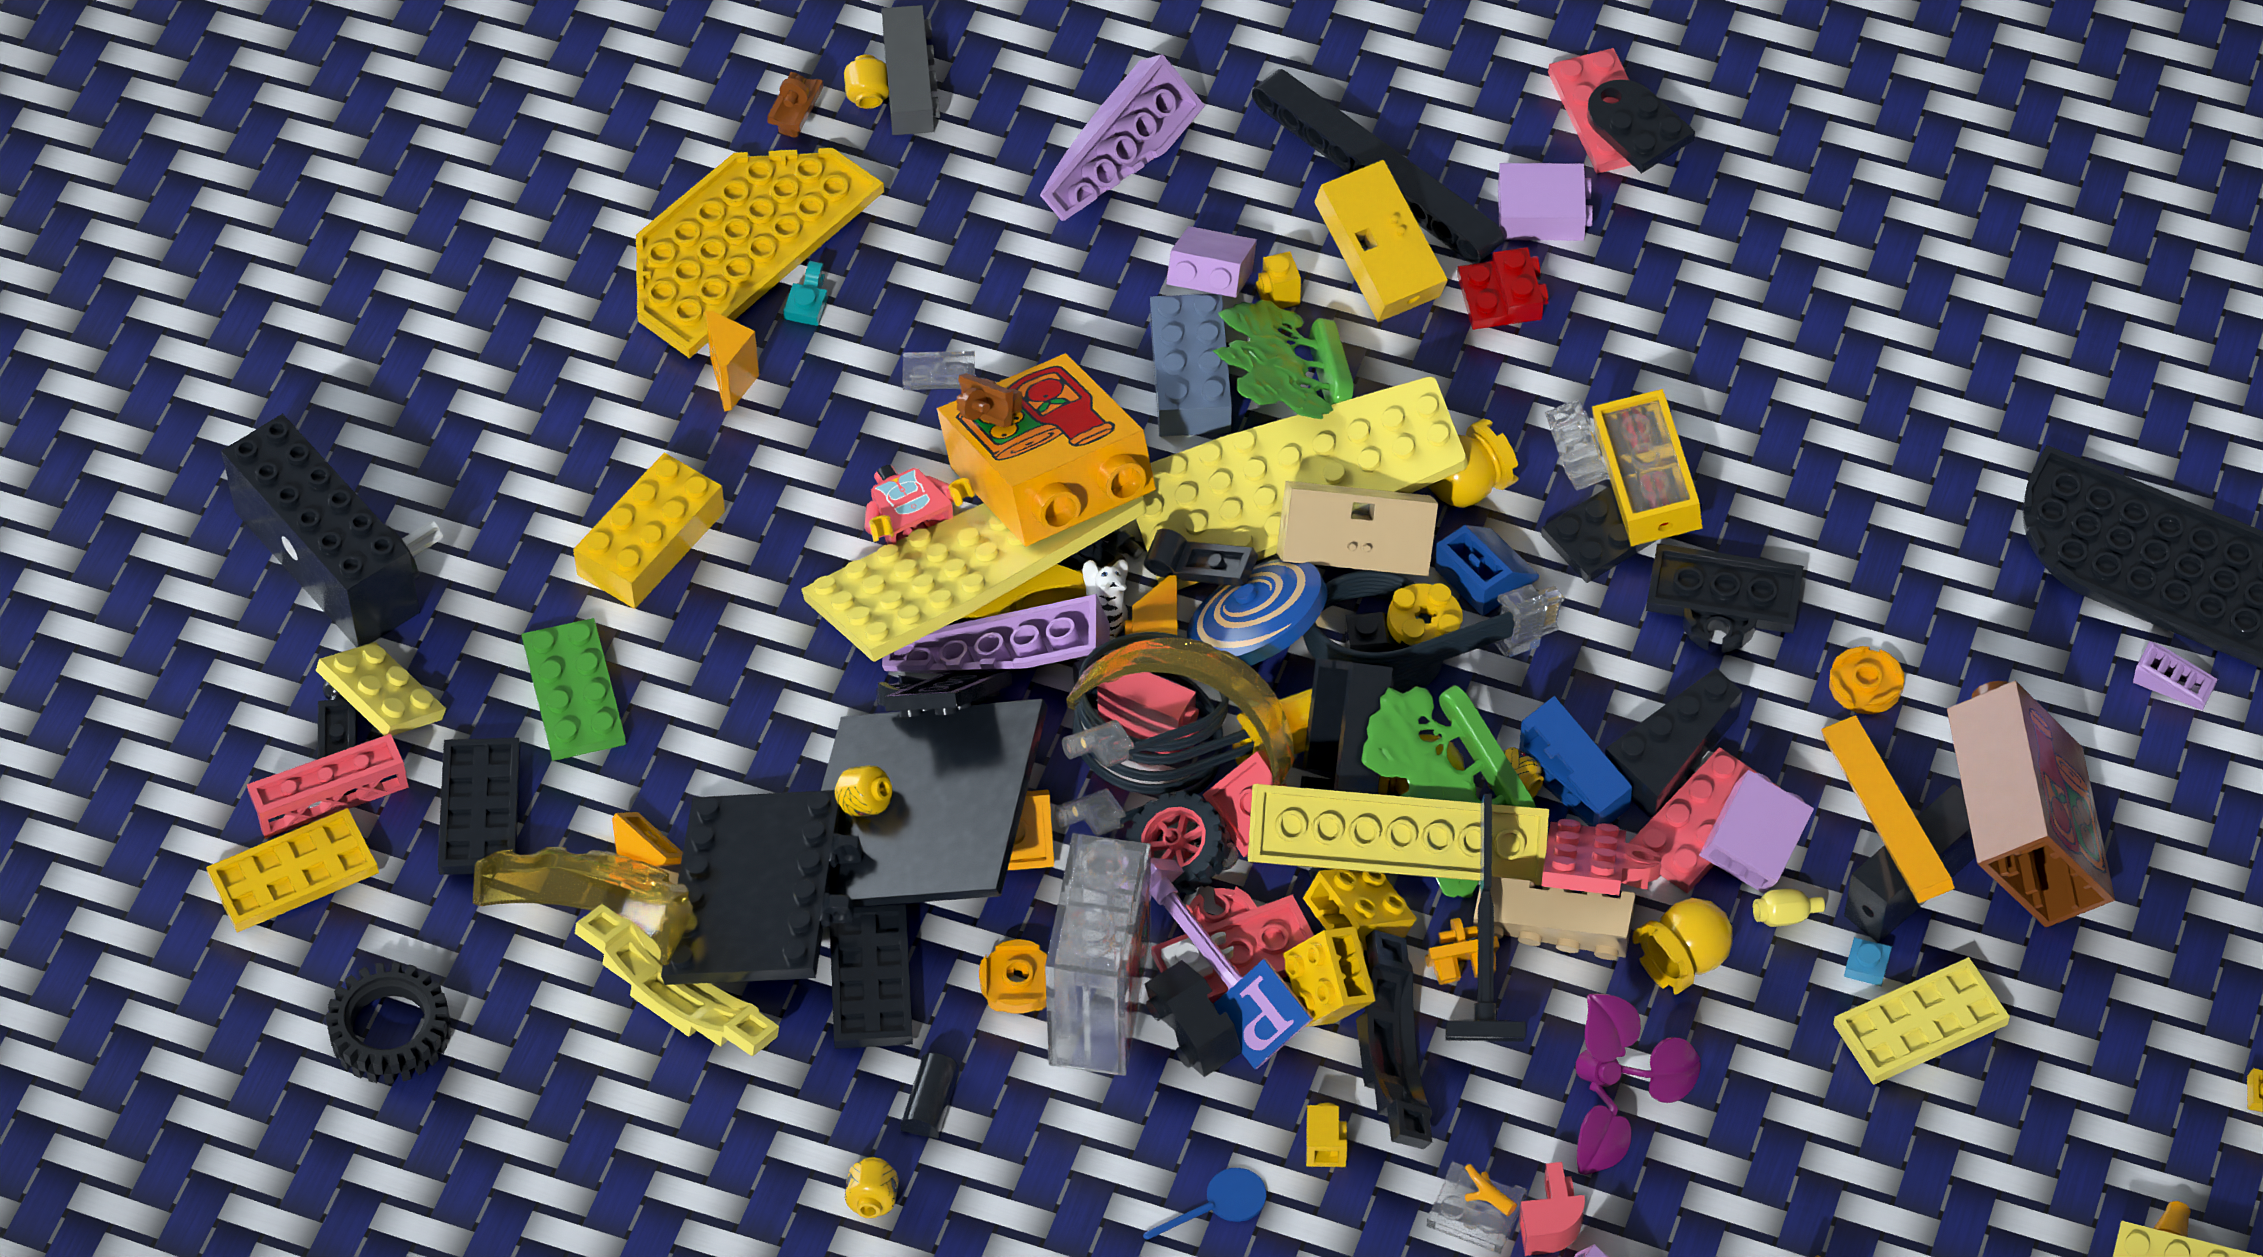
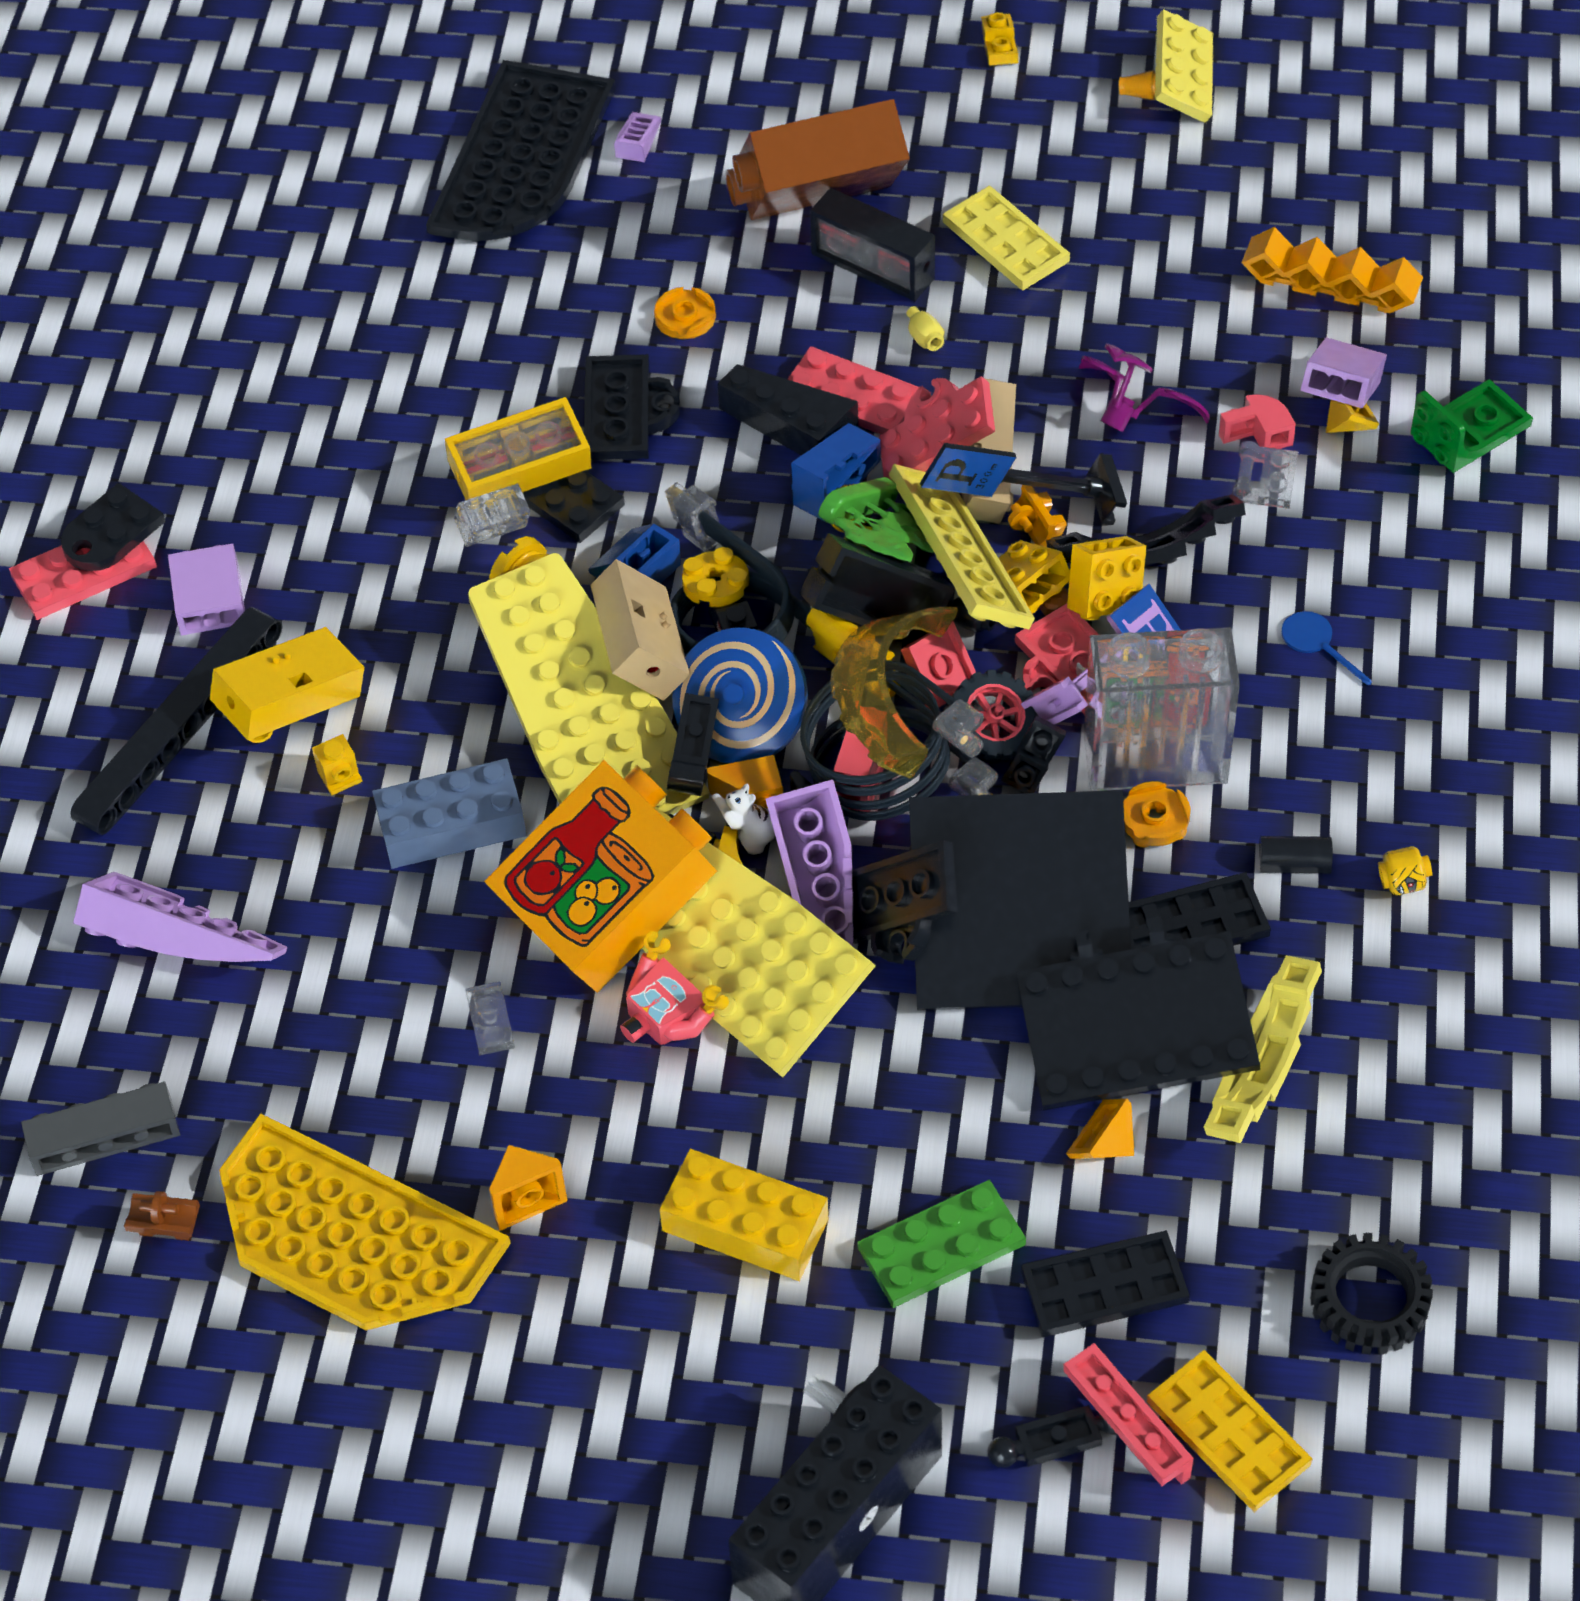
camera: 100 degrees left, 0 degrees up
(380, 689) = (1000, 1404): light yellow plate -> none
(585, 882) = (1166, 1123): clear yellow windscreen -> none
(808, 300) = (417, 1156): teal plate -> none
(863, 790) = (1021, 942): yellow head -> none
(866, 81) = (122, 1160): yellow head -> none
(987, 400) = (577, 909): dark orange hips -> none
(1211, 261) = (331, 808): lavender brick -> none
(1276, 369) = (459, 714): bright green plant -> none
(1325, 1136) = (1240, 575): yellow brick -> none
(1489, 1192) = (1261, 456): light orange bar -> none
(1503, 289) = (312, 601): red plate -> none
(1686, 942) = (991, 359): yellow tile -> none
(1756, 831) = (866, 343): lavender brick -> none
(1867, 961) = (957, 278): dark azure plate -> none
(1887, 809) = (841, 248): light orange tile -> none

